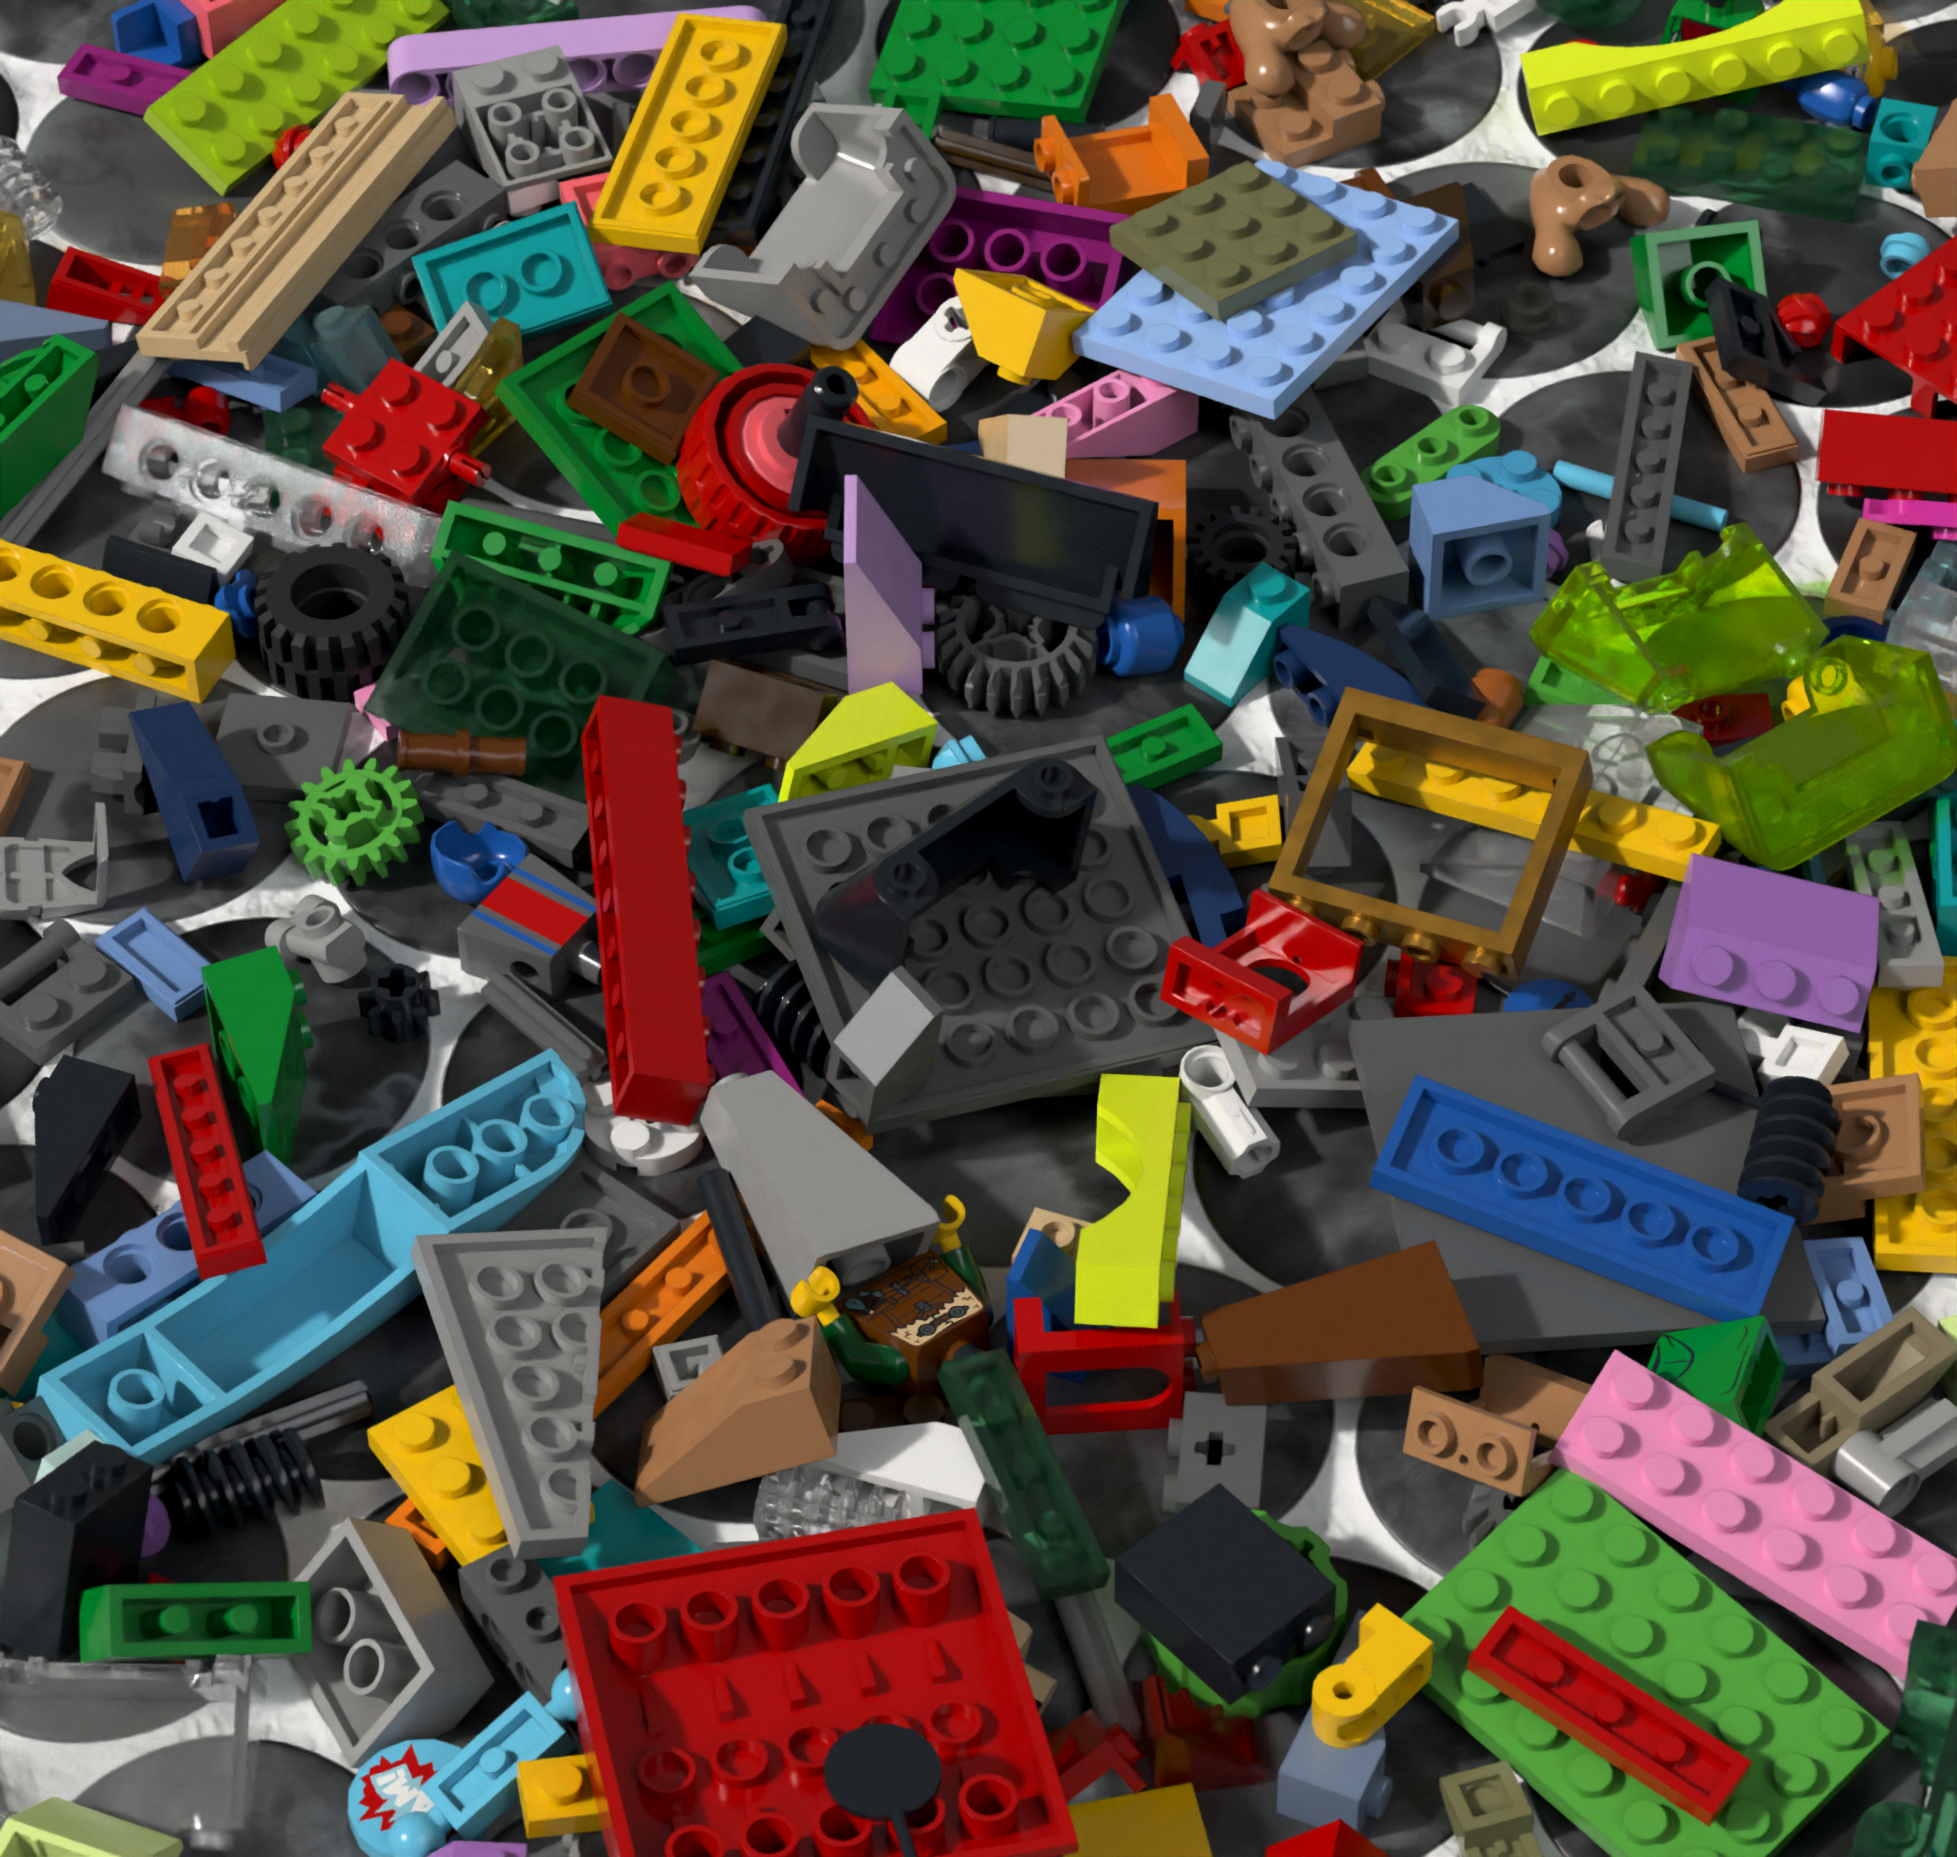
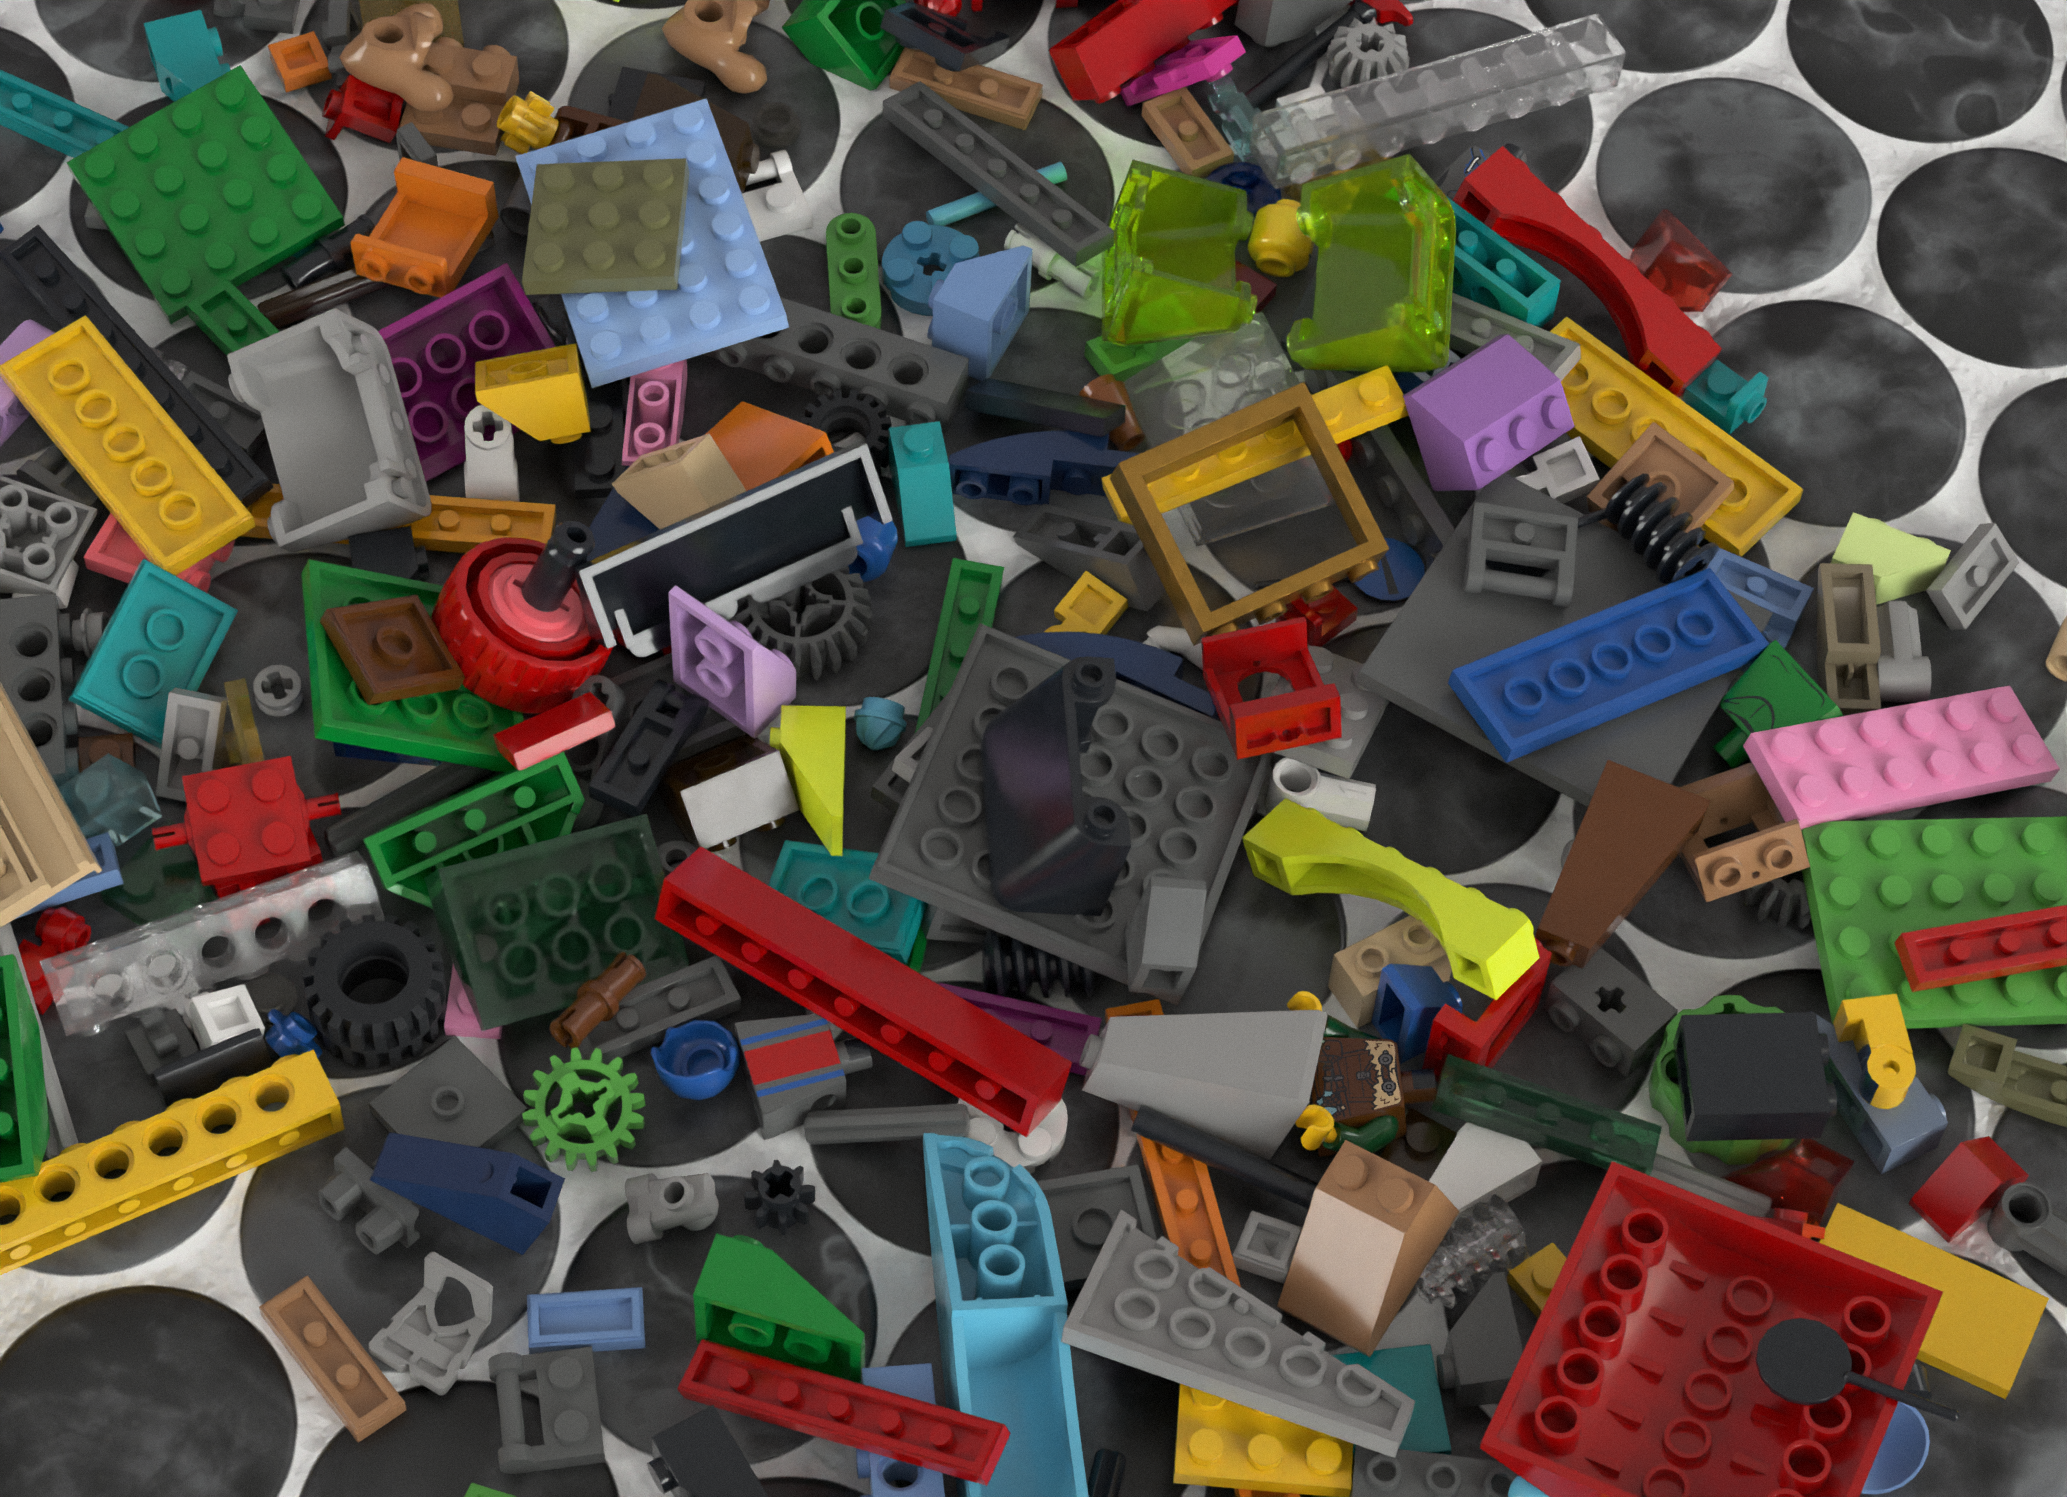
camera: 55 degrees left, 10 degrees up
(1325, 152) = (527, 123): none -> yellow gear

